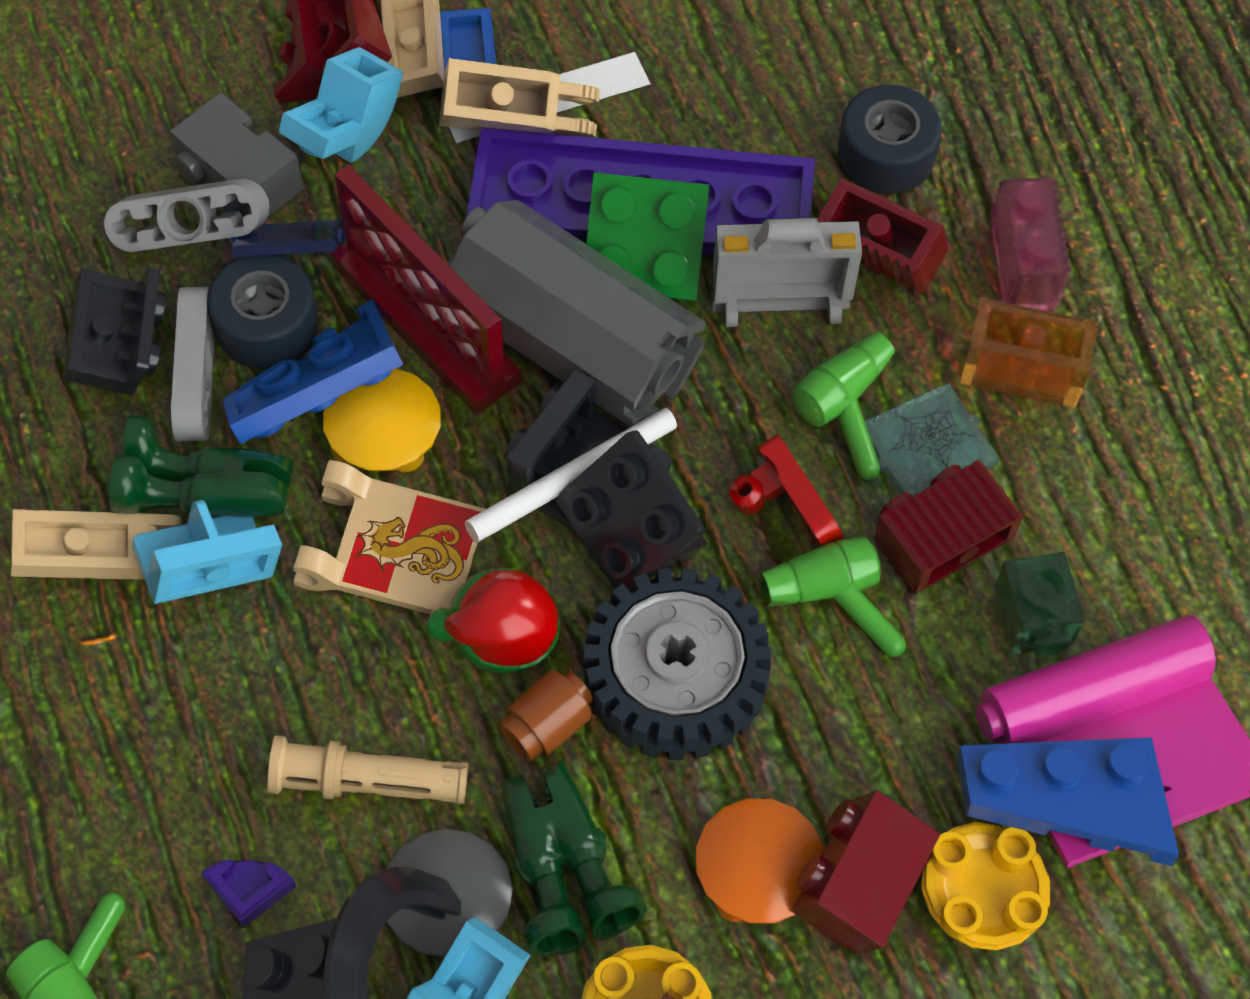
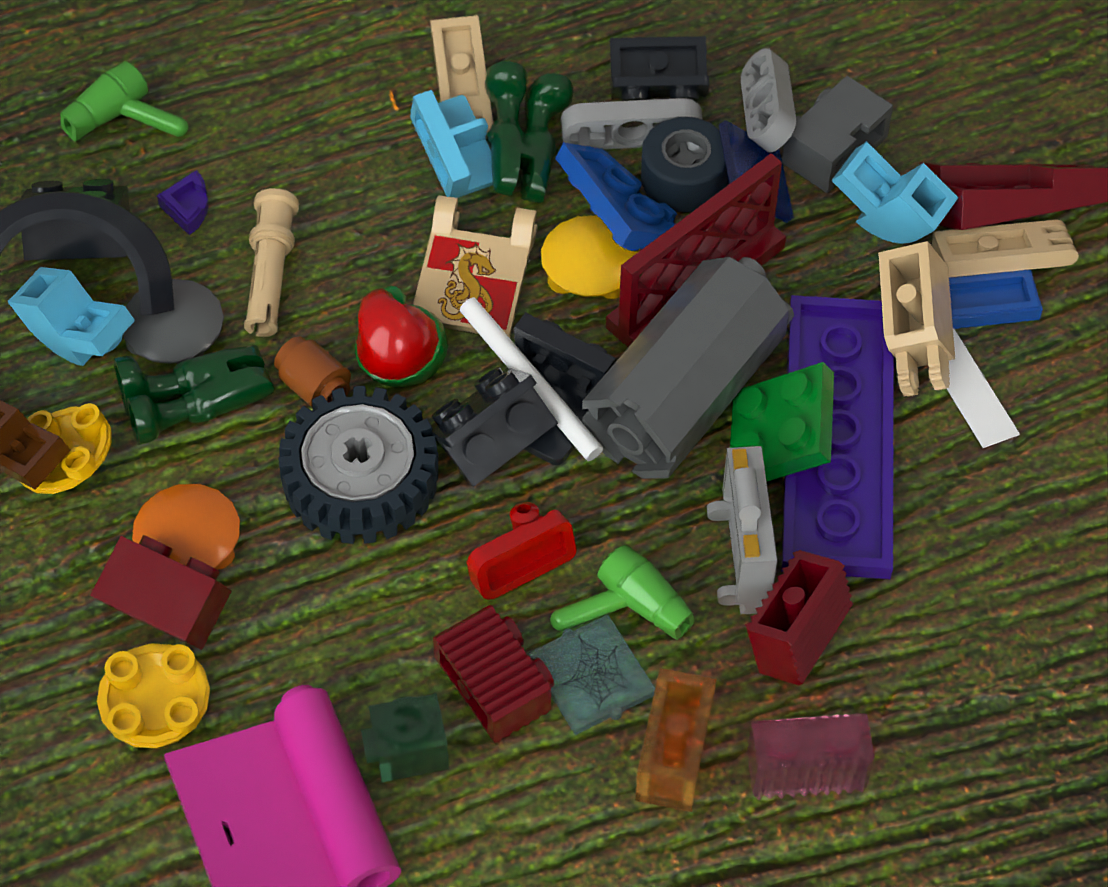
camera: 90 degrees right, 5 degrees down
(836, 572) = (446, 585): bright green piece -> none
(889, 139) = (949, 634): black wheel -> none
(1077, 788) = (224, 759): blue wing -> none

